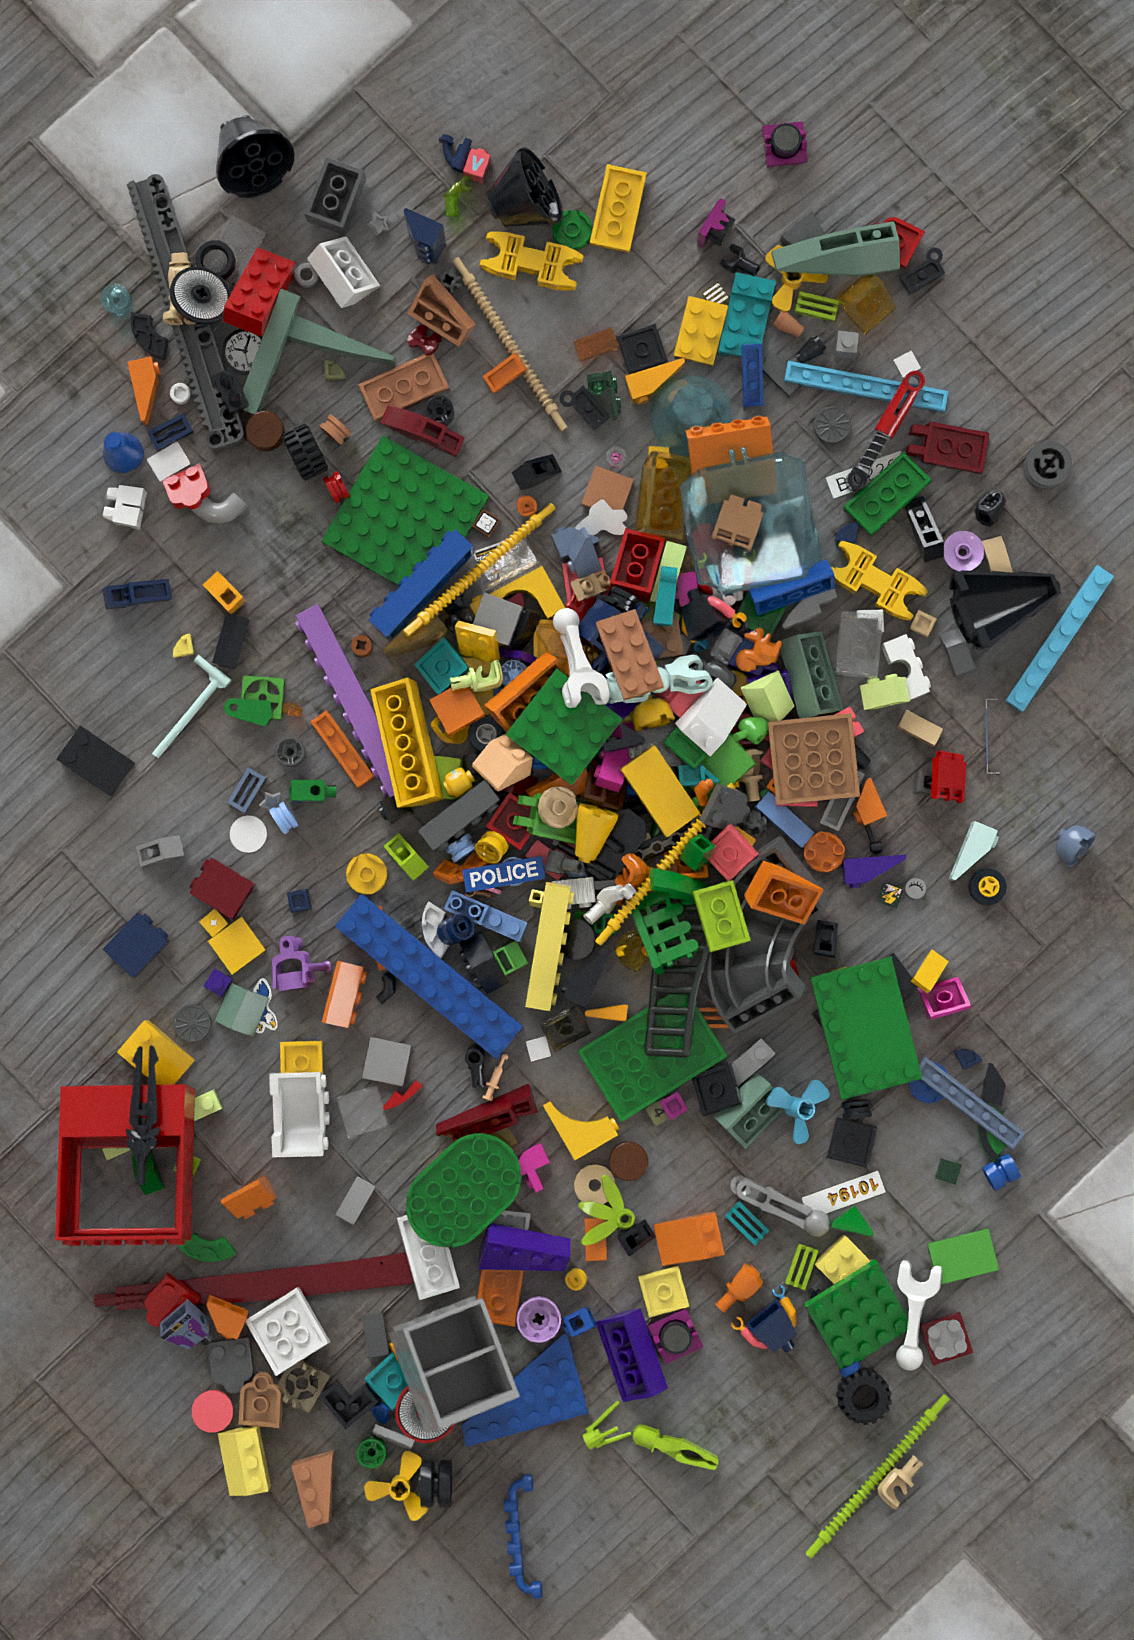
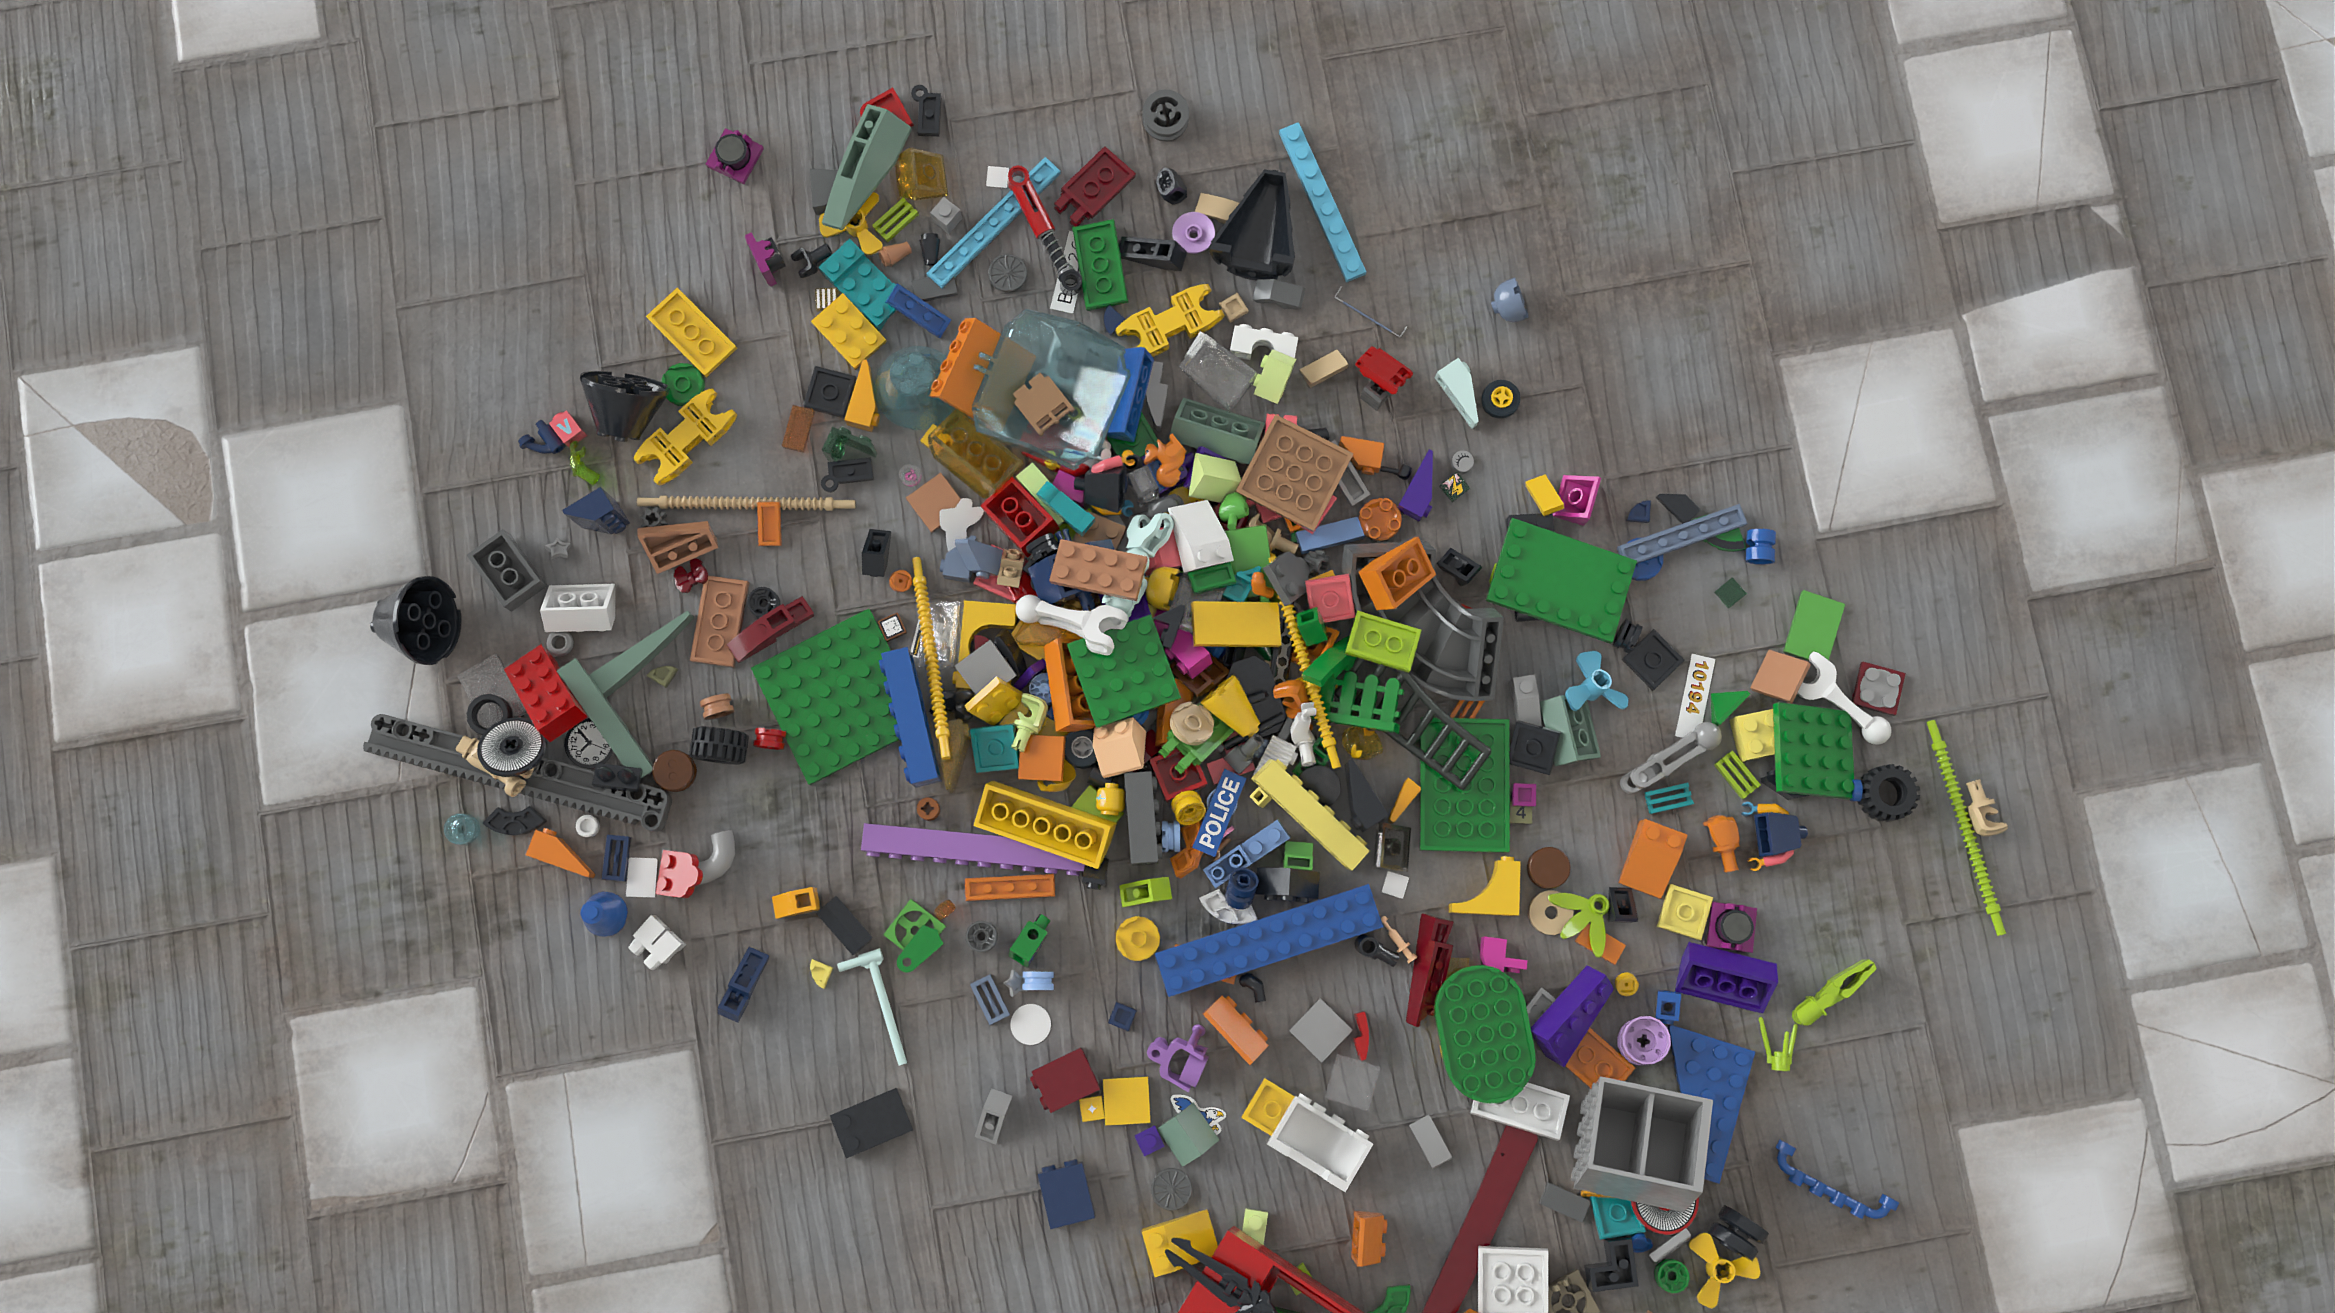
camera: 60 degrees left, 5 degrees down
(903, 1252) = (1780, 676): none -> nougat tile

